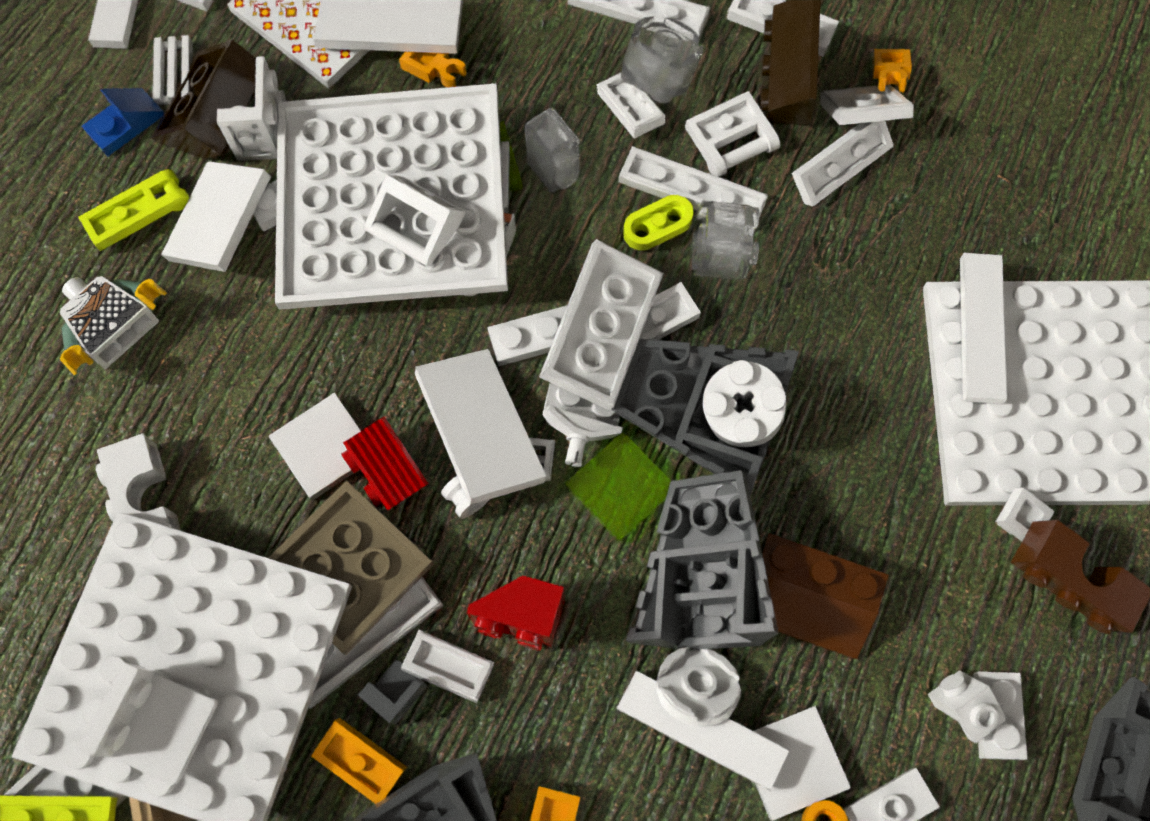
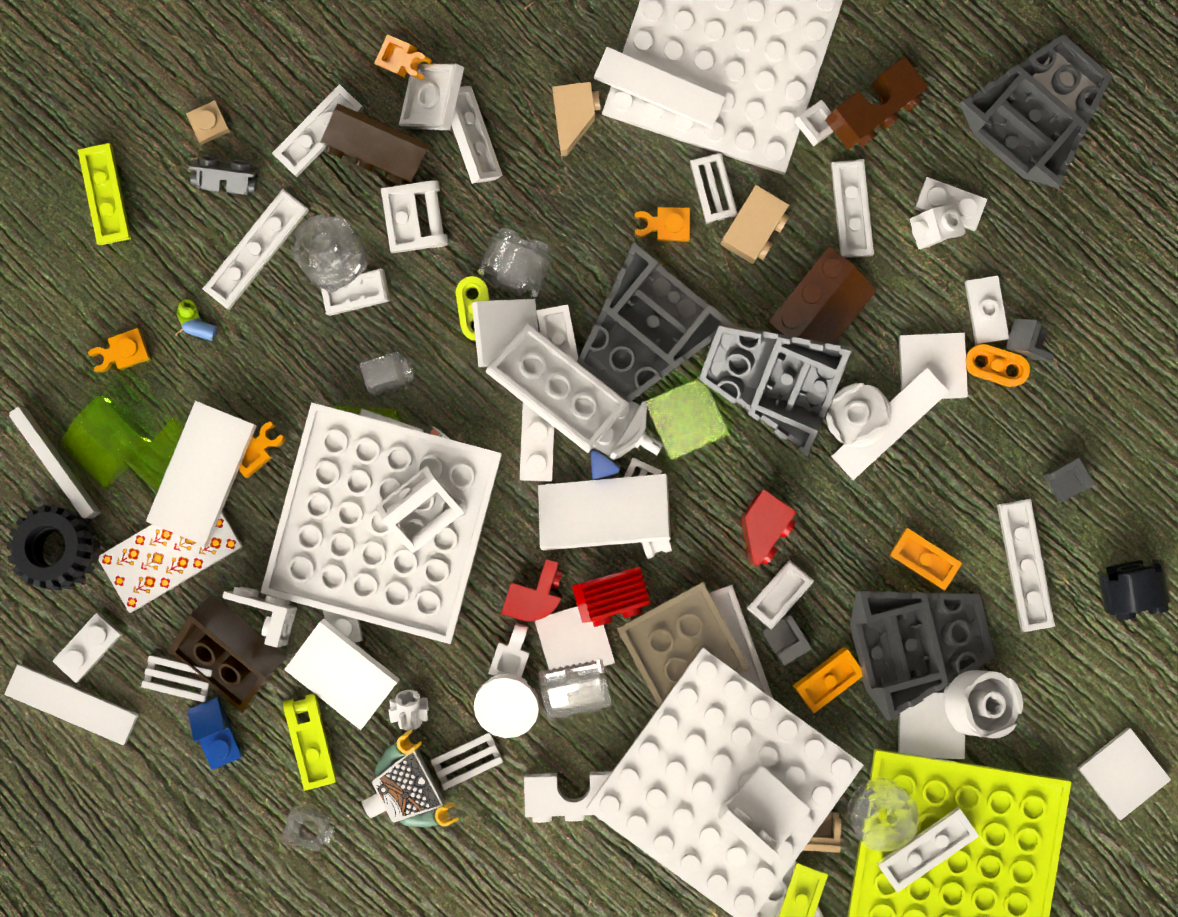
camera: 70 degrees left, 15 degrees up
(37, 220) = (293, 830): none -> clear brick
(136, 353) = (442, 772): none -> white tile
(193, 292) = (408, 710): none -> white gear
(225, 393) = (506, 705): none -> white tile
(262, 458) = (574, 689): none -> clear brick
(282, 380) = (510, 657): none -> white plate
(355, 388) = (534, 604): none -> brick
(530, 407) = (602, 466): none -> slope
(655, 244) = (498, 323): none -> white tile
(666, 177) = (449, 268): white tile -> none
(742, 381) = (684, 309): white brick -> none
(832, 395) = (670, 224): none -> light orange plate
(869, 447) = (720, 214): none -> white tile
(874, 487) = (755, 224): none -> tan brick
(911, 252) = (574, 112): none -> tan slope
(941, 596) = (852, 208): none -> white tile

